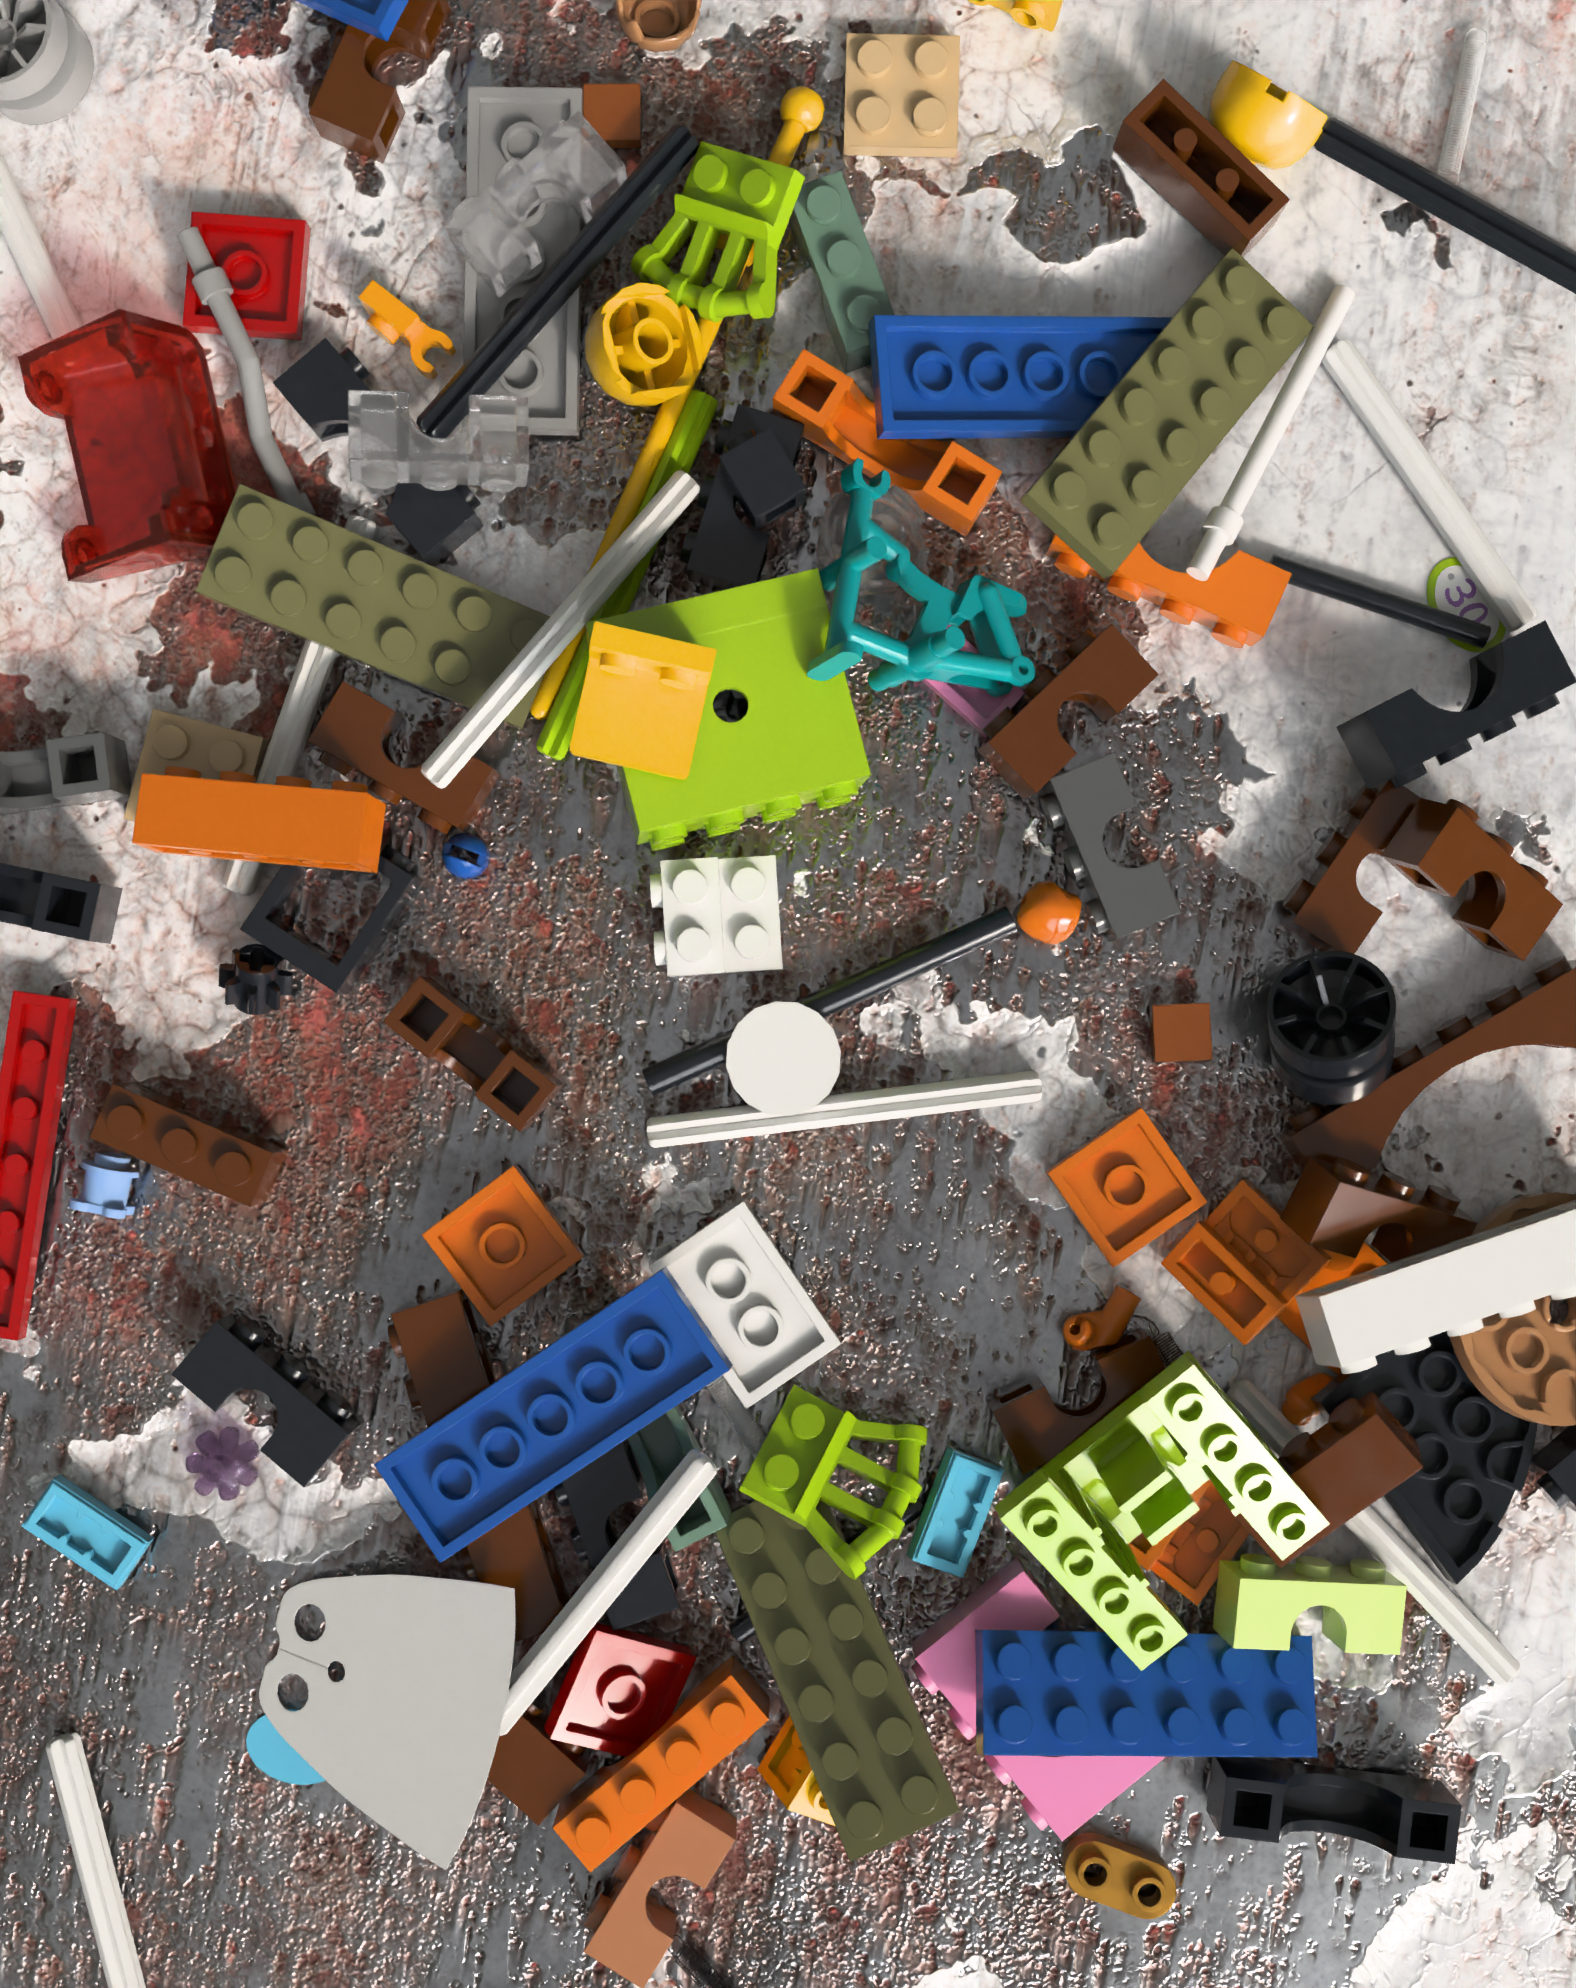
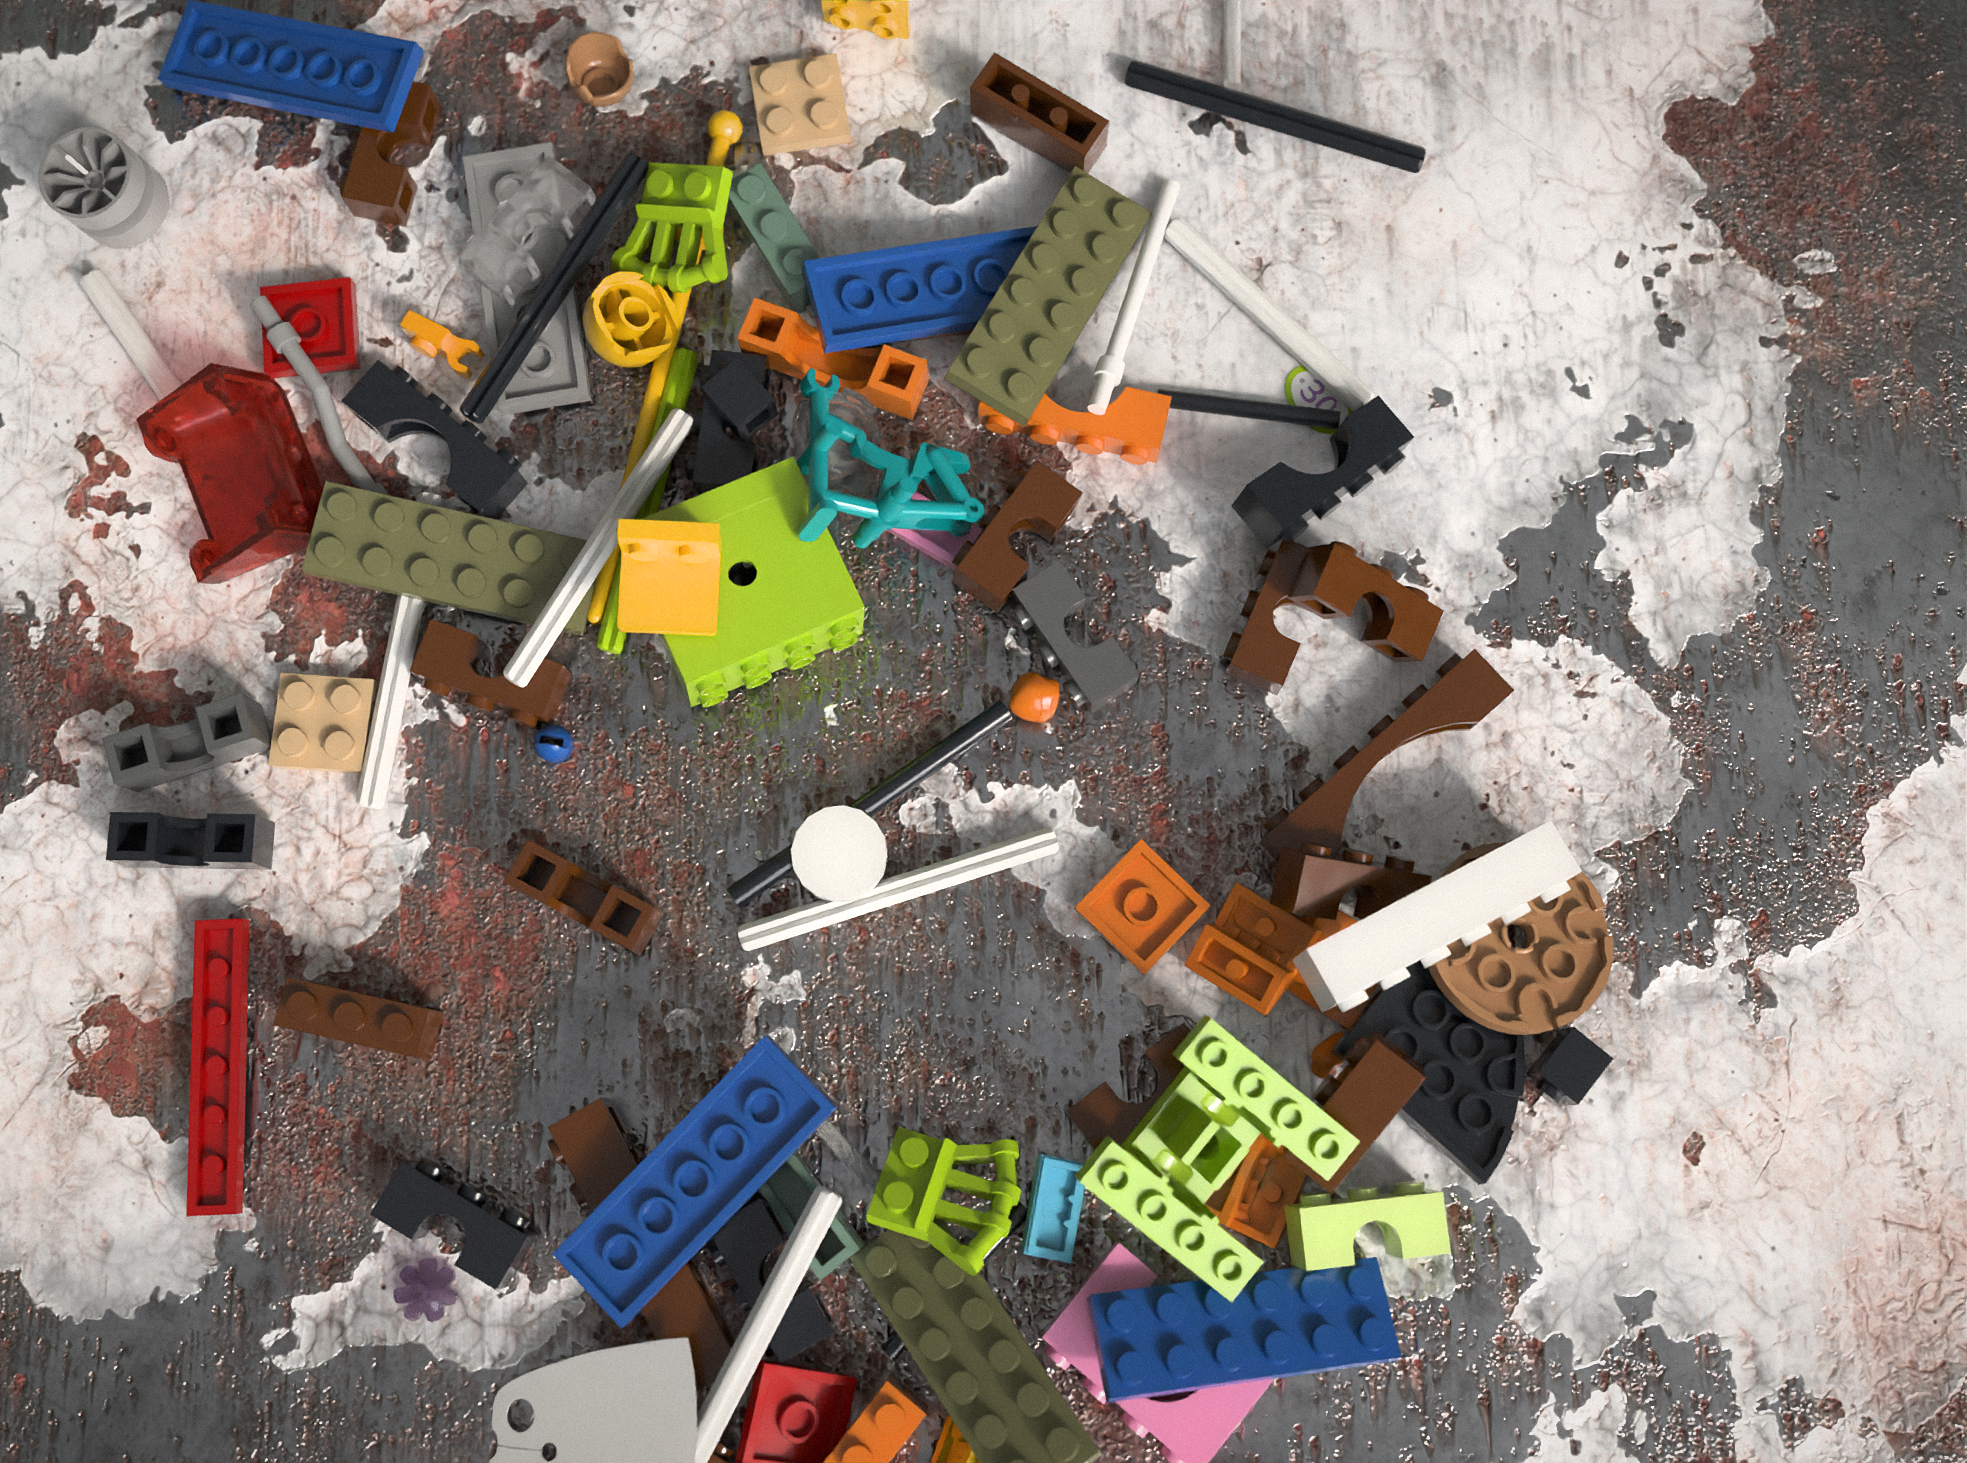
camera: 15 degrees left, 10 degrees down
(87, 1531) = (317, 1371): medium azure plate -> none
(106, 1185) = (294, 1067): light blue brick -> none
(255, 979) = (394, 873): black gear -> none
(260, 821) = (378, 739): orange brick -> none
(334, 974) = (487, 816): black window -> none
(391, 450) = (442, 431): clear arch -> none
(503, 1245) = (634, 1055): orange plate -> none
(615, 113) = (581, 156): dark orange tile -> none
(717, 915) = (766, 752): white plate -> none
(749, 1302) = (850, 1064): white plate -> none
(1104, 1326) = (1148, 1028): orange arm -> none
(1180, 1032) = (1162, 774): dark orange tile -> none
(1263, 119) = (1079, 69): yellow cylinder -> none
(1279, 1798) = (1425, 1397): black arch -> none
(1331, 1027) = (1278, 740): black wheel -> none
(1391, 1551) = (1435, 1175): white axle -> none

